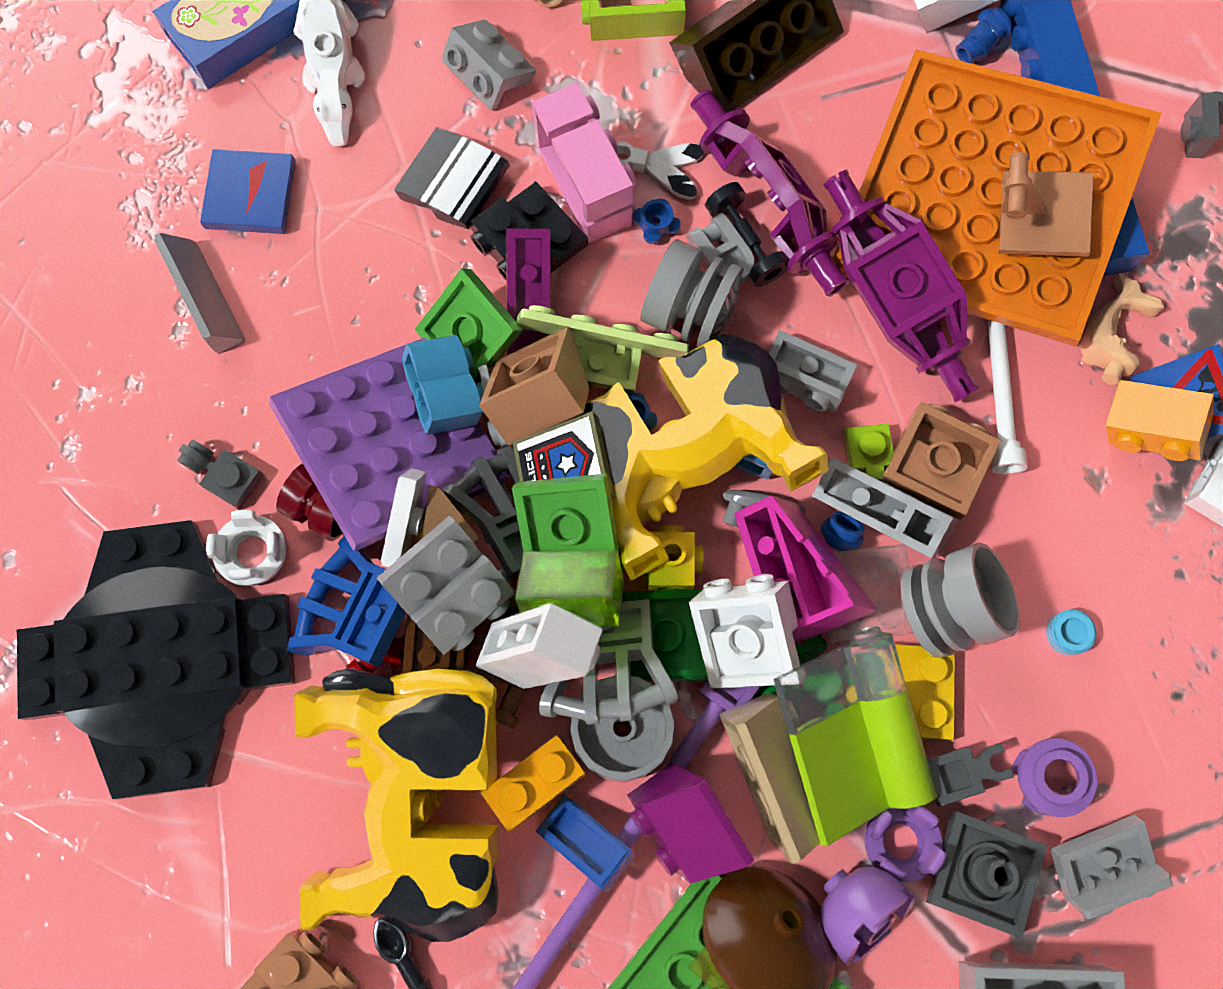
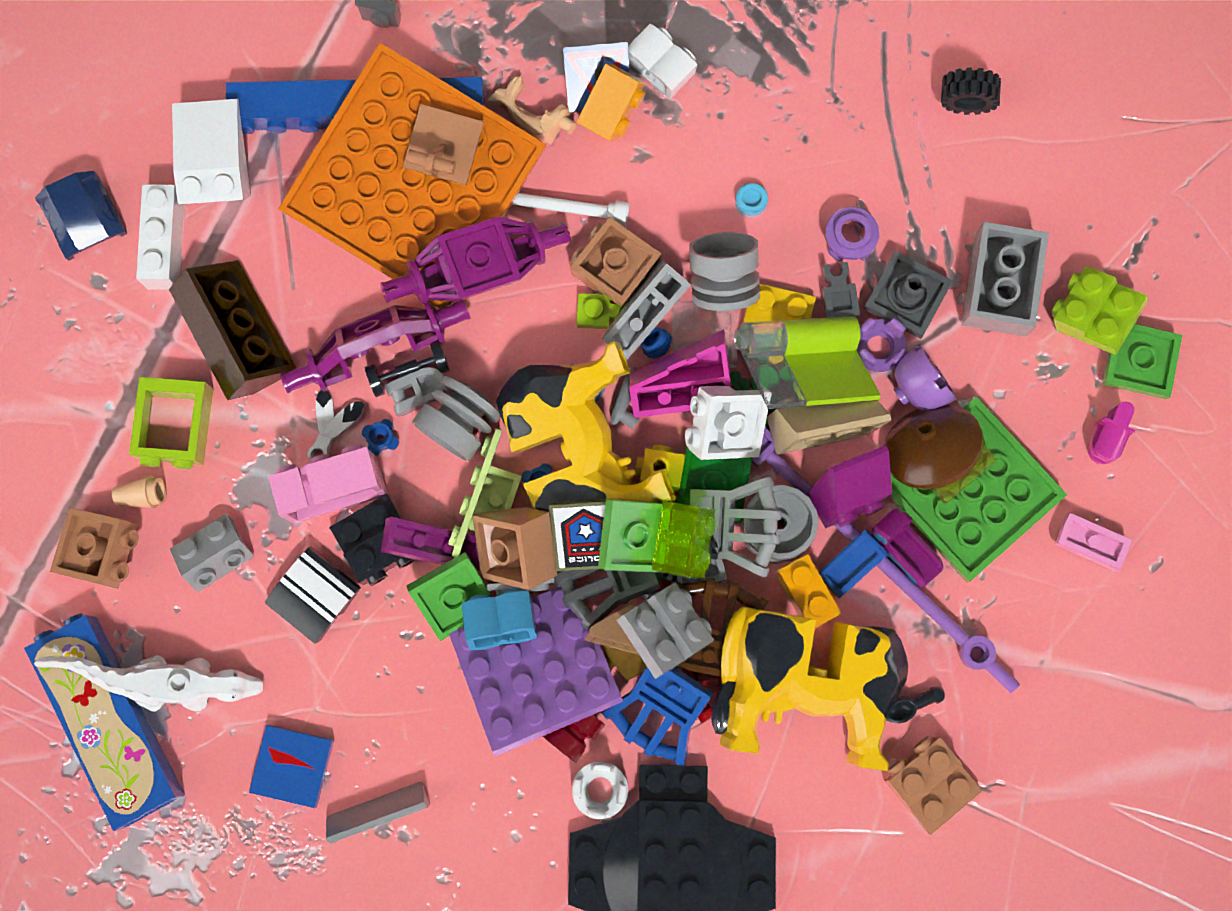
camera: 80 degrees left, 5 degrees up
(226, 477) = (538, 803): dark grey plate -> none
(405, 517) = (608, 655): white plate -> none
(540, 647) = (725, 566): white brick -> none
(617, 919) = (907, 548): none -> magenta animal
(811, 372) = (528, 342): light grey bracket -> none
(982, 39) = (270, 154): blue arm -> none
(1109, 868) = (915, 213): light grey bracket -> none

